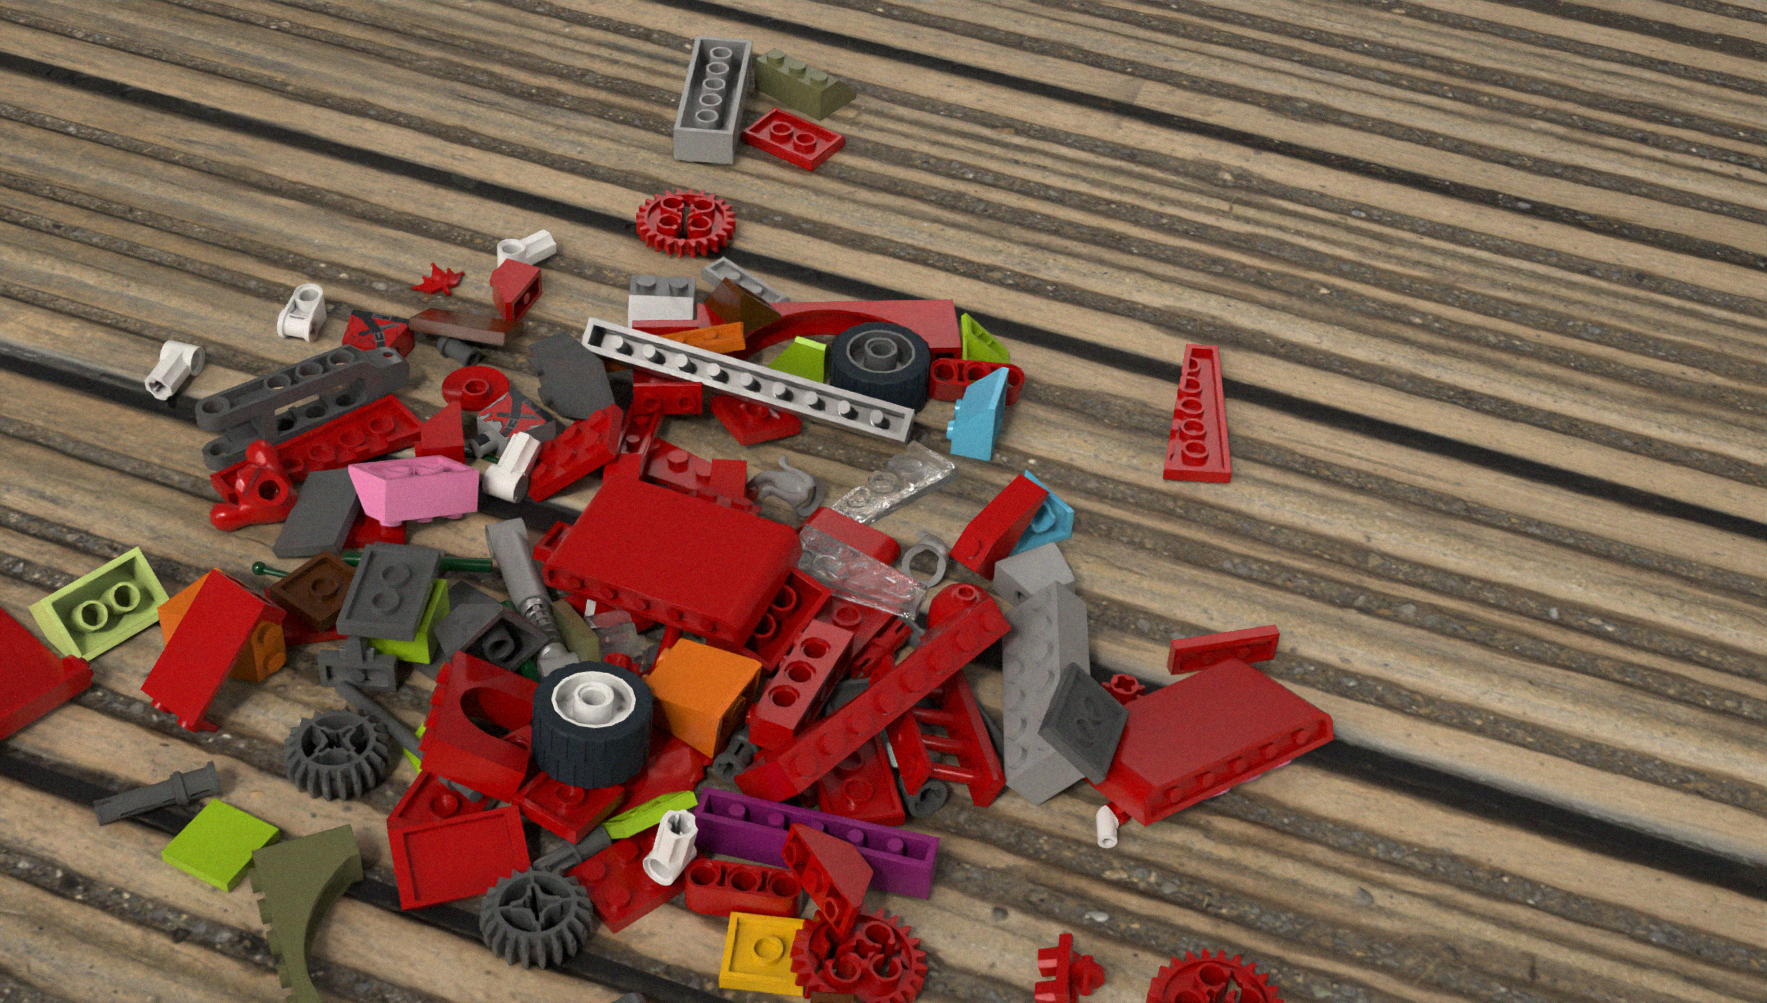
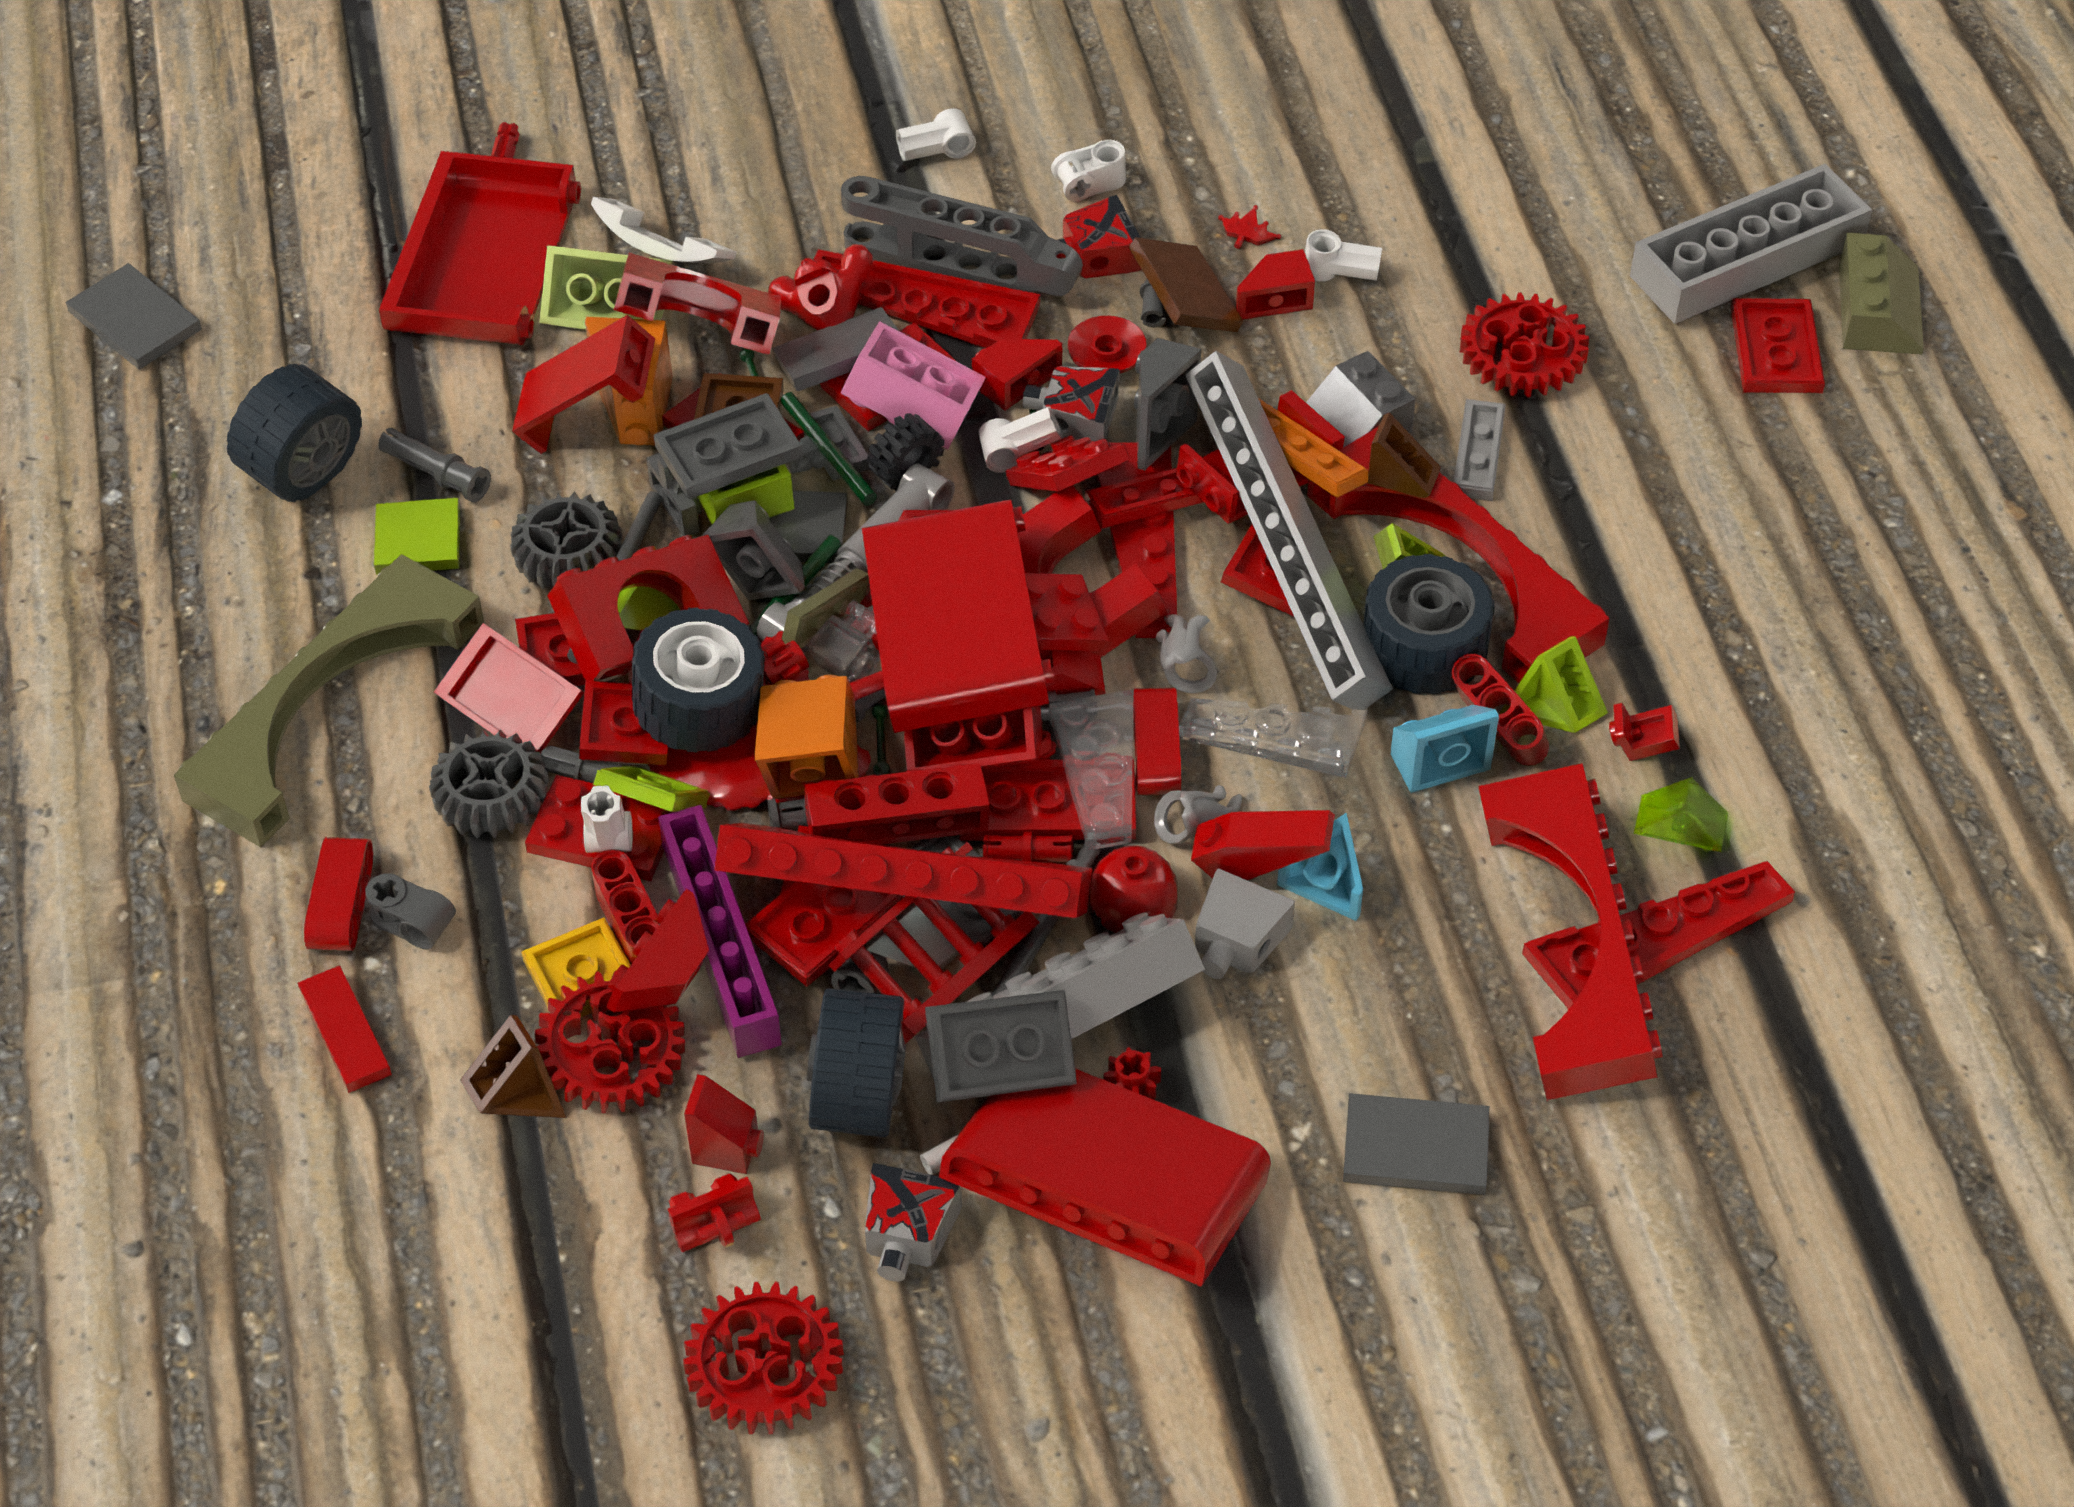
camera: 60 degrees right, 10 degrees up
(43, 557) = (626, 223): none -> white slope
(49, 850) = (294, 432): none -> black wheel
(192, 551) = (743, 311): none -> red arch
(469, 525) = (901, 446): none -> black tyre
(999, 933) = (721, 1128): none -> red slope
(1019, 815) = (856, 1062): none -> black wheel
(1044, 338) = (1645, 732): none -> red bracket
(1092, 402) = (1604, 1032): none -> red arch
(1115, 362) = (1682, 815): none -> clear neon green slope
(1151, 871) = (908, 1218): none -> torso
(1206, 651) = (1281, 1133): red tile -> none
(1272, 594) = (1416, 1144): none -> dark grey tile

